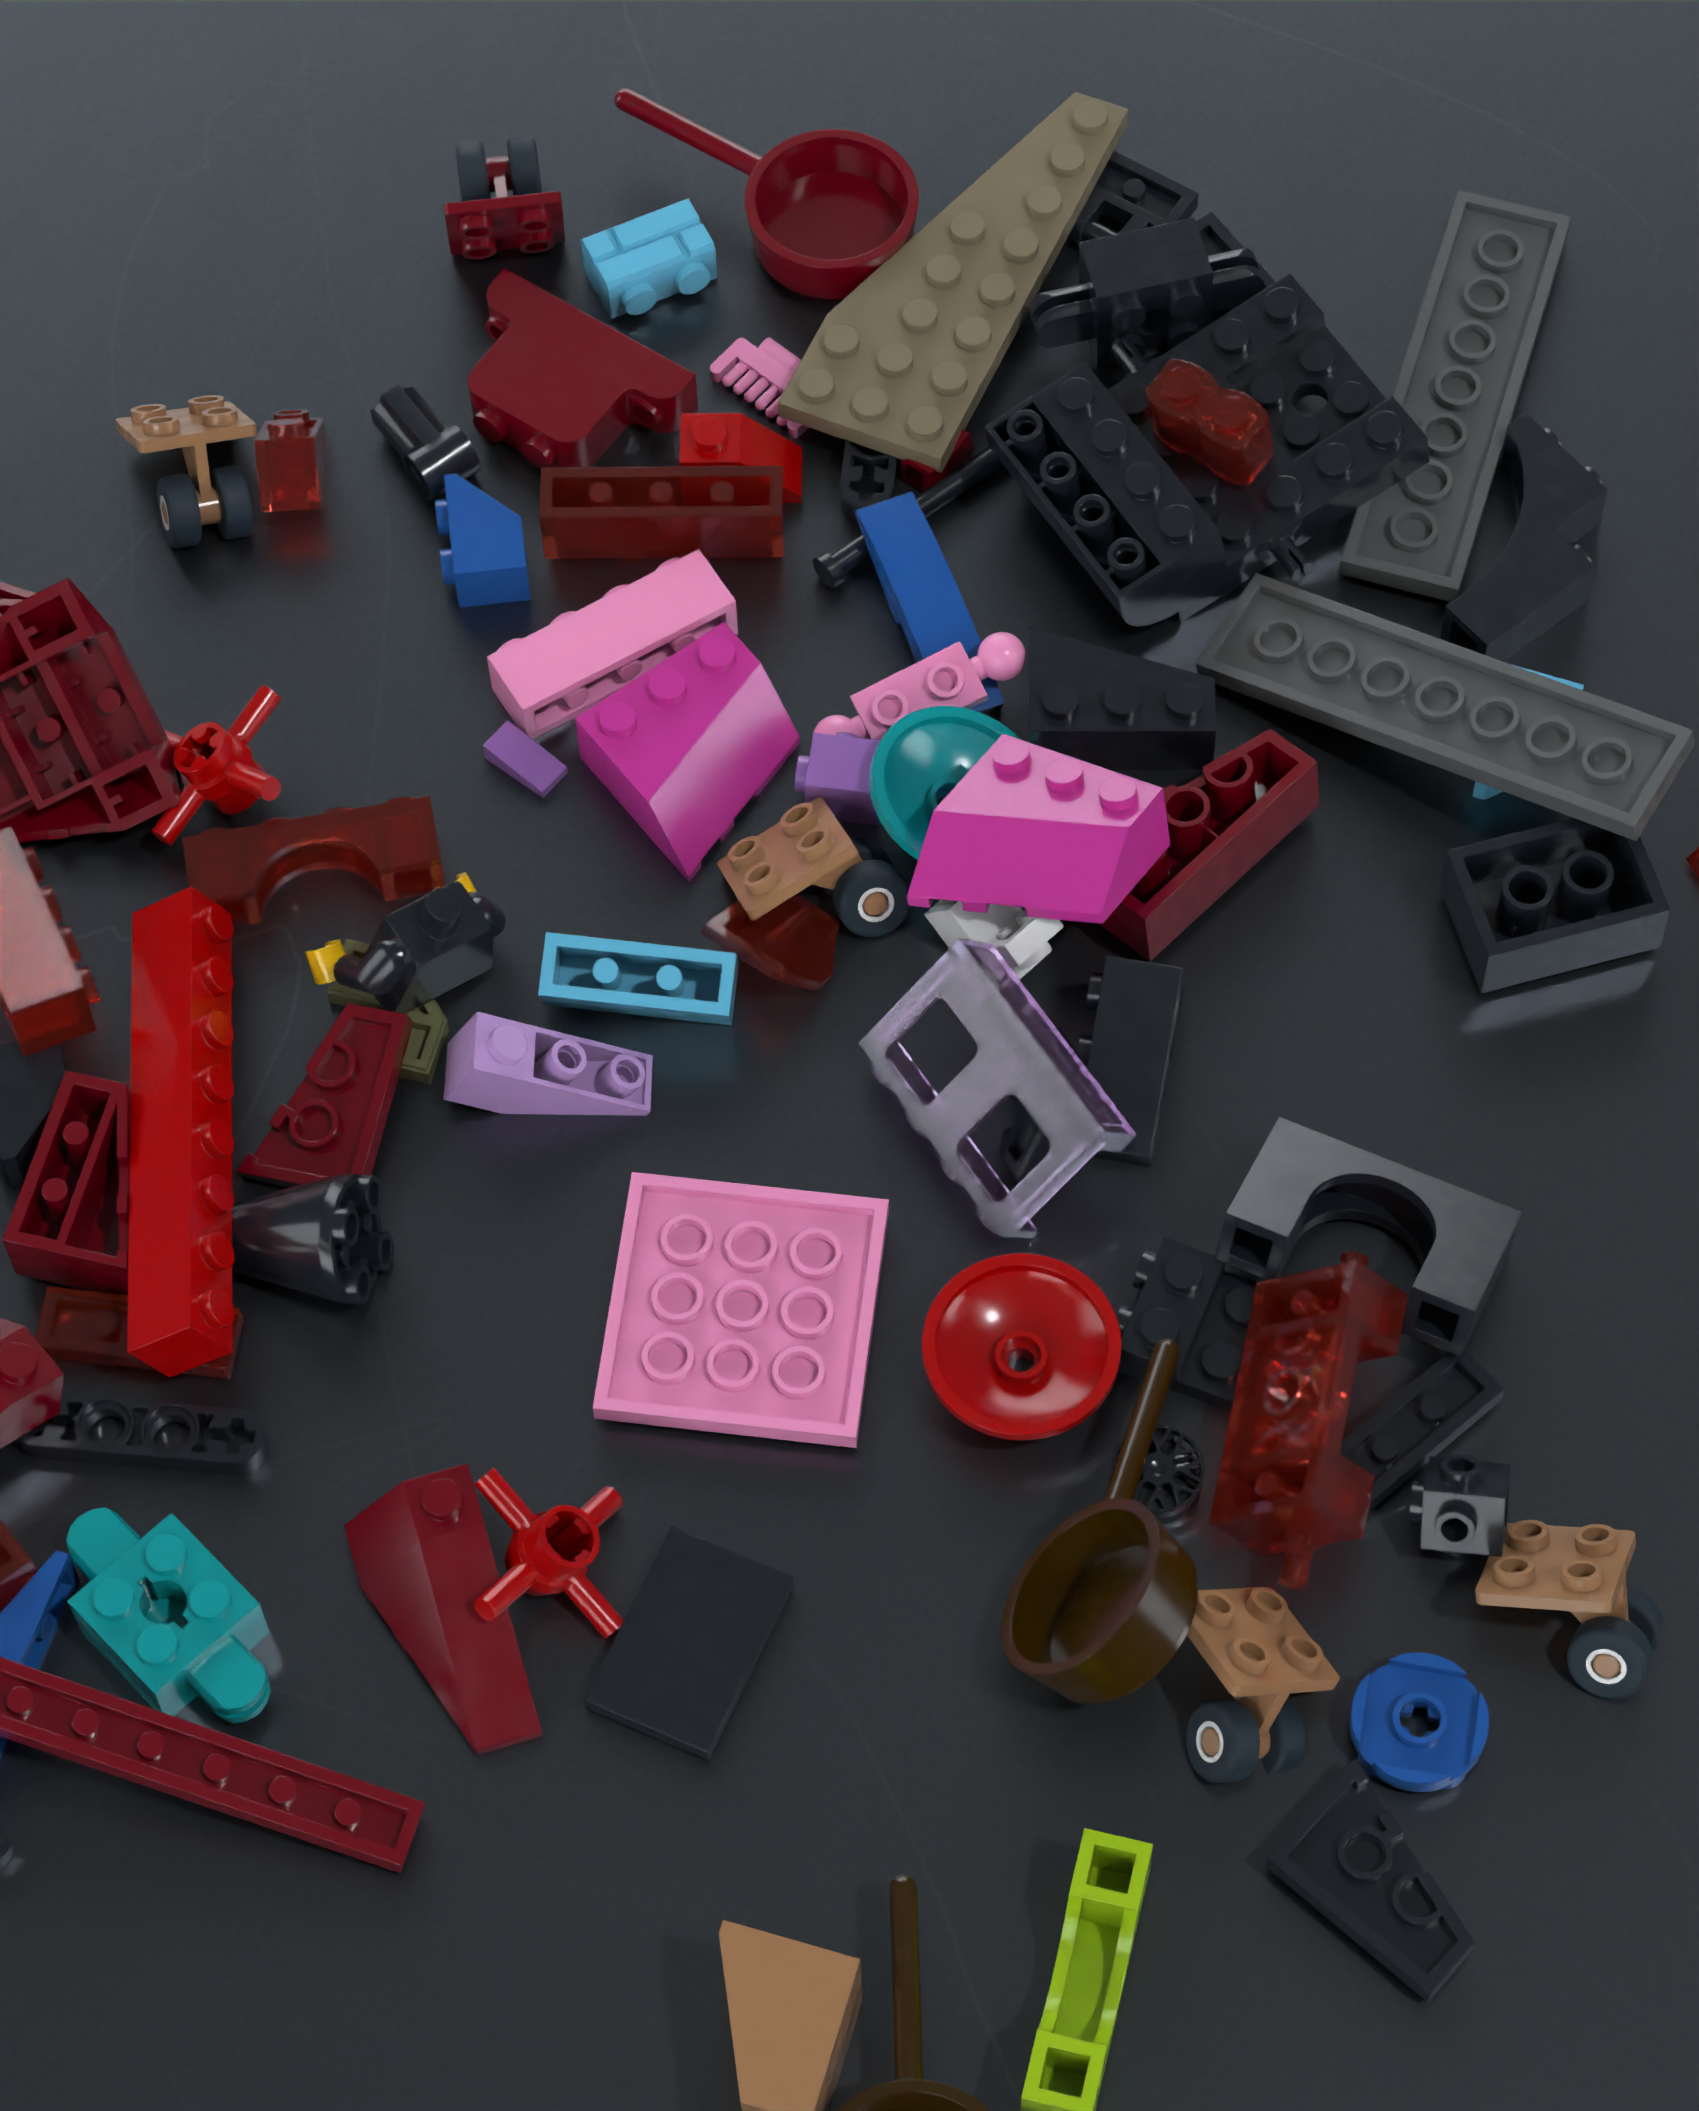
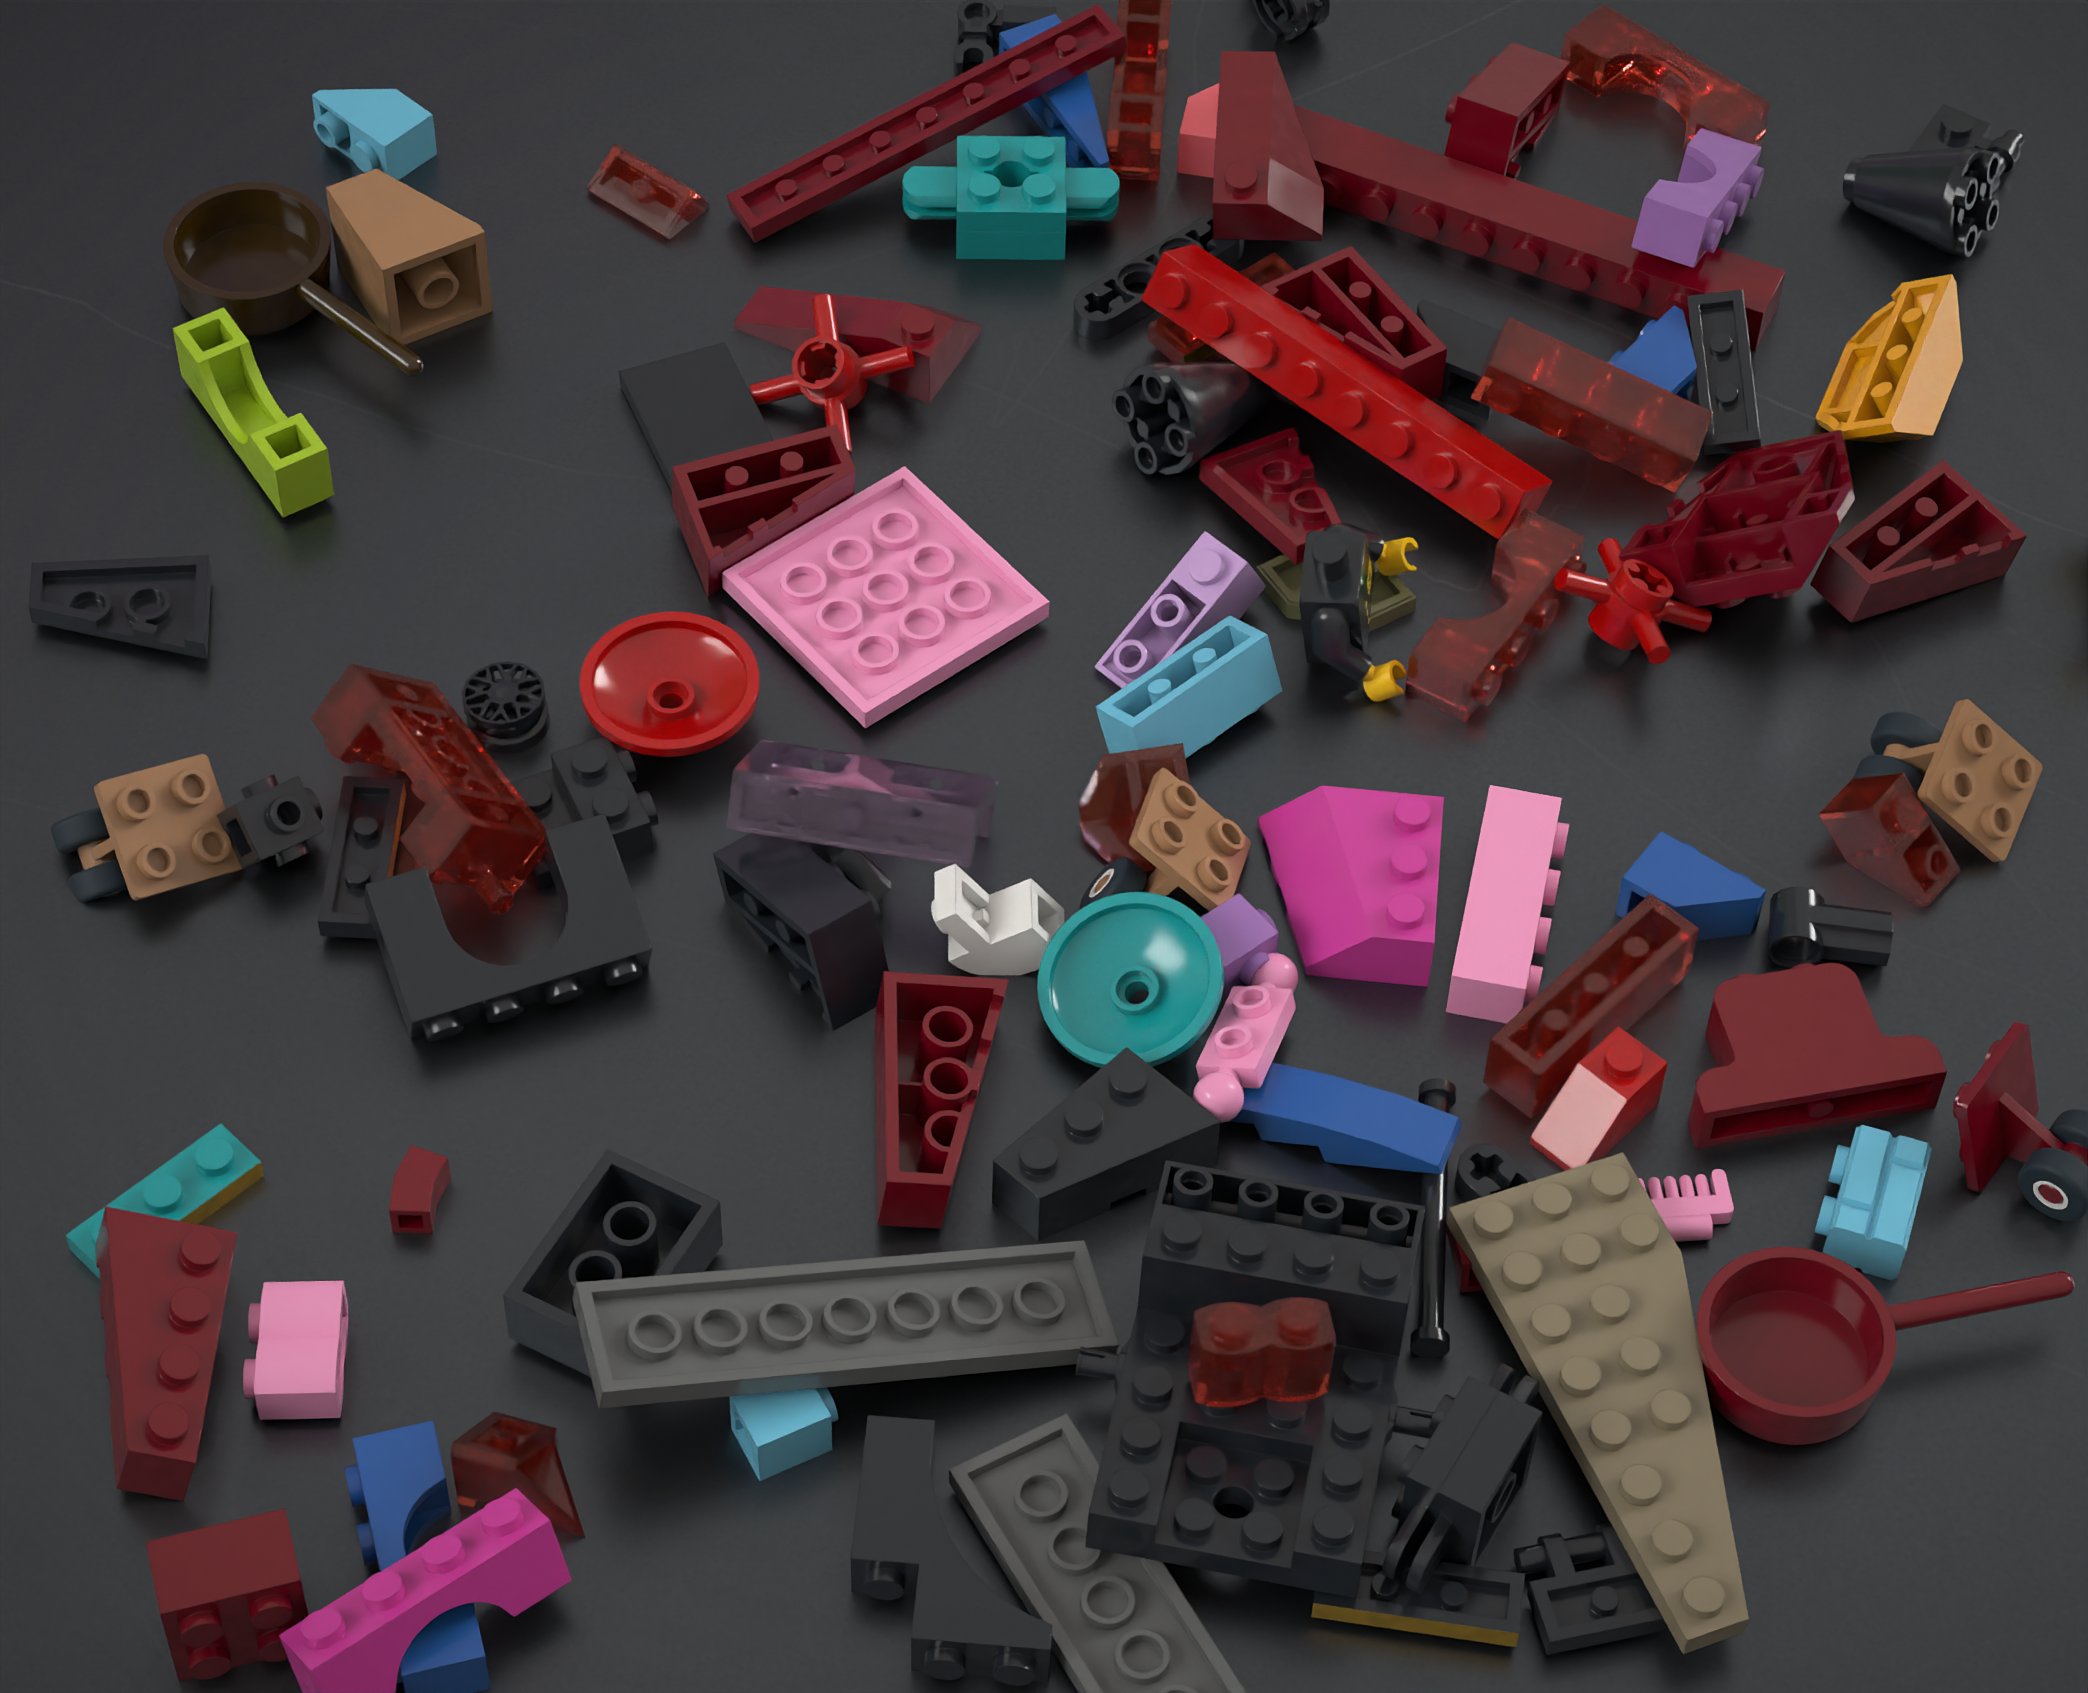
camera: 130 degrees right, 10 degrees down
(450, 1966) = (646, 193): none -> clear red slope
(524, 759) = (1465, 799): medium lavender piece -> none
(754, 1469) = (757, 495): none -> dark red wedge
(1040, 836) = (1015, 950): dark pink wedge -> none
(1110, 1585) = (458, 582): dark brown piece -> none
(1260, 1660) = (324, 630): medium nougat plate -> none
(1411, 1761) = (192, 730): blue plate -> none
(1626, 1107) = (417, 1191): none -> dark red piece

